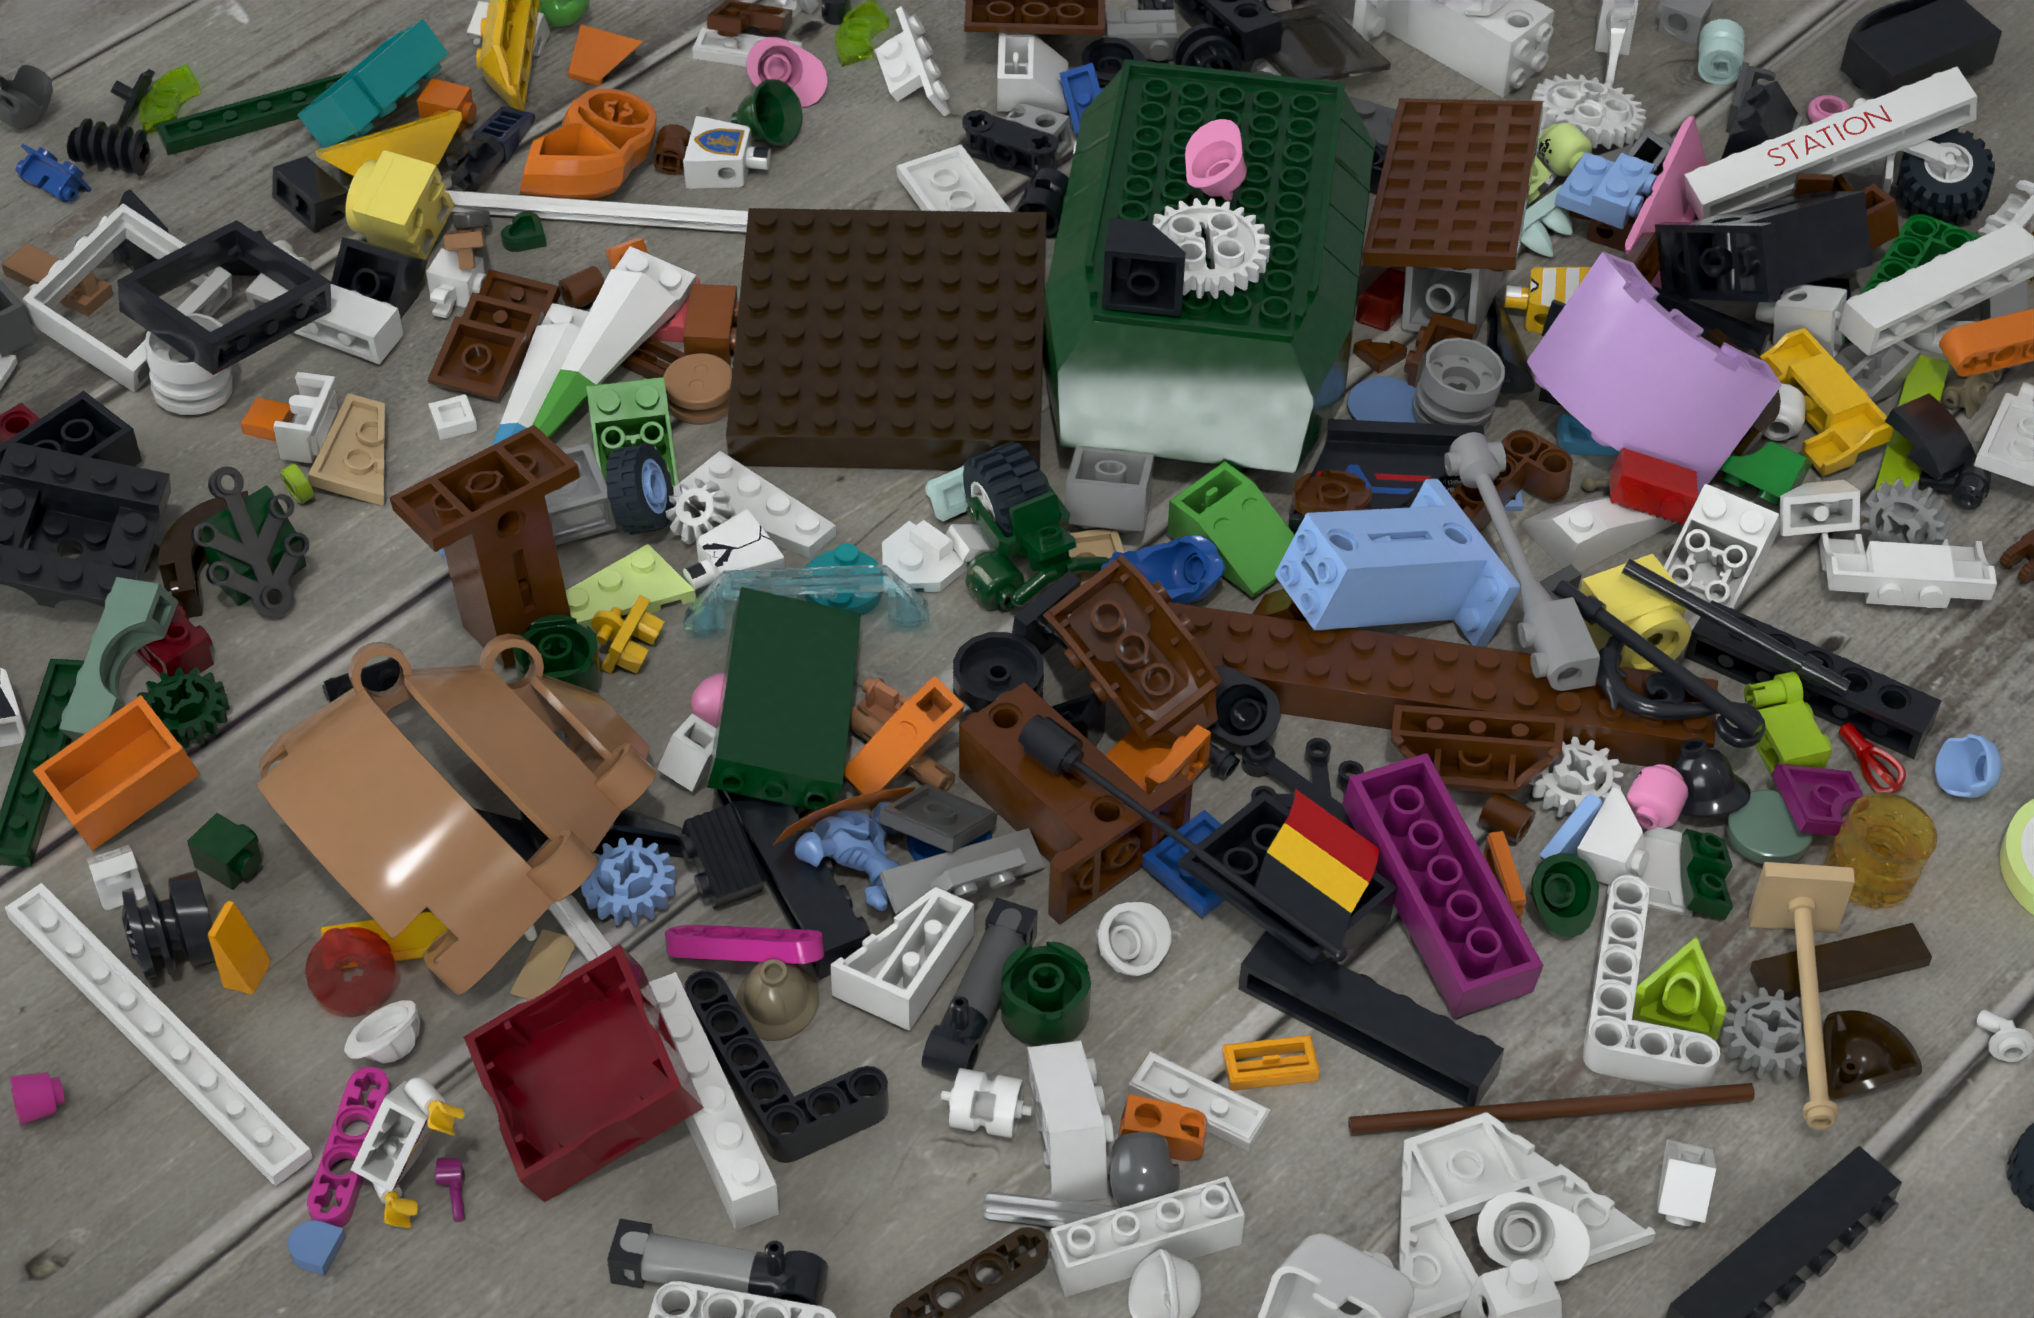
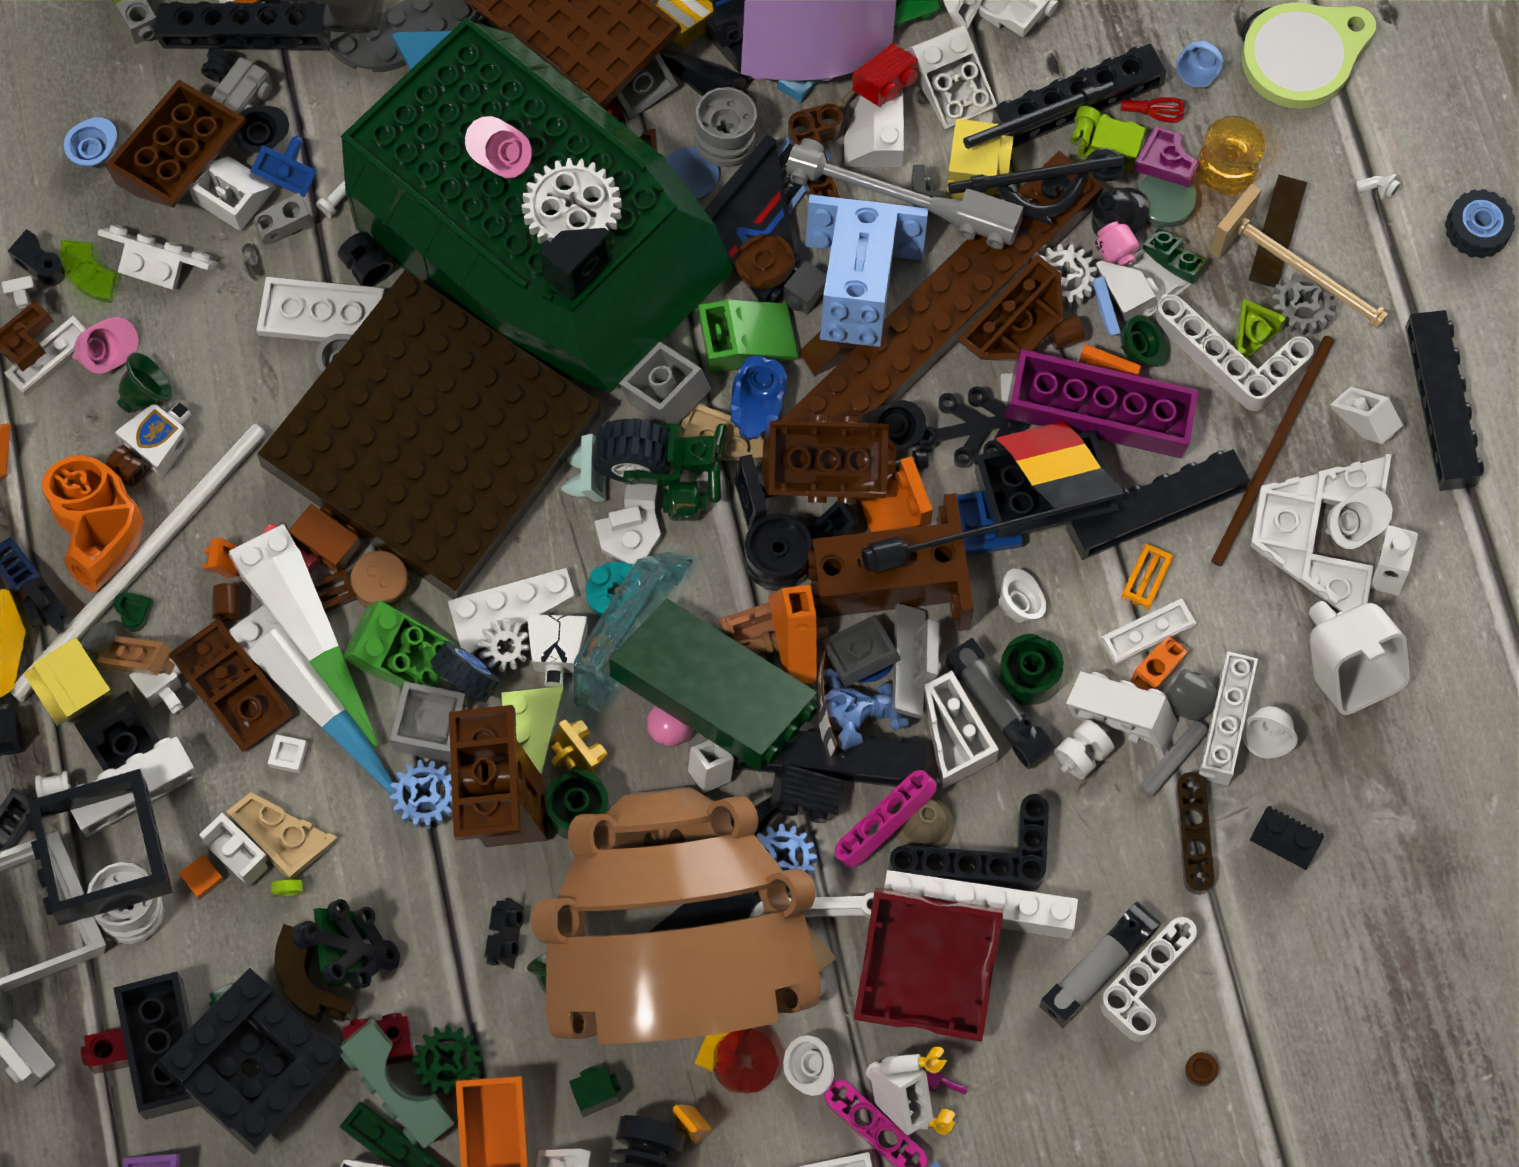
camera: 55 degrees left, 20 degrees up
(1008, 143) = (288, 246): black piece -> none
(1207, 48) = (302, 69): black piece -> none
(1438, 329) = (665, 99): reddish brown bracket -> none
(1865, 1054) = (1349, 263): dark brown hat -> none

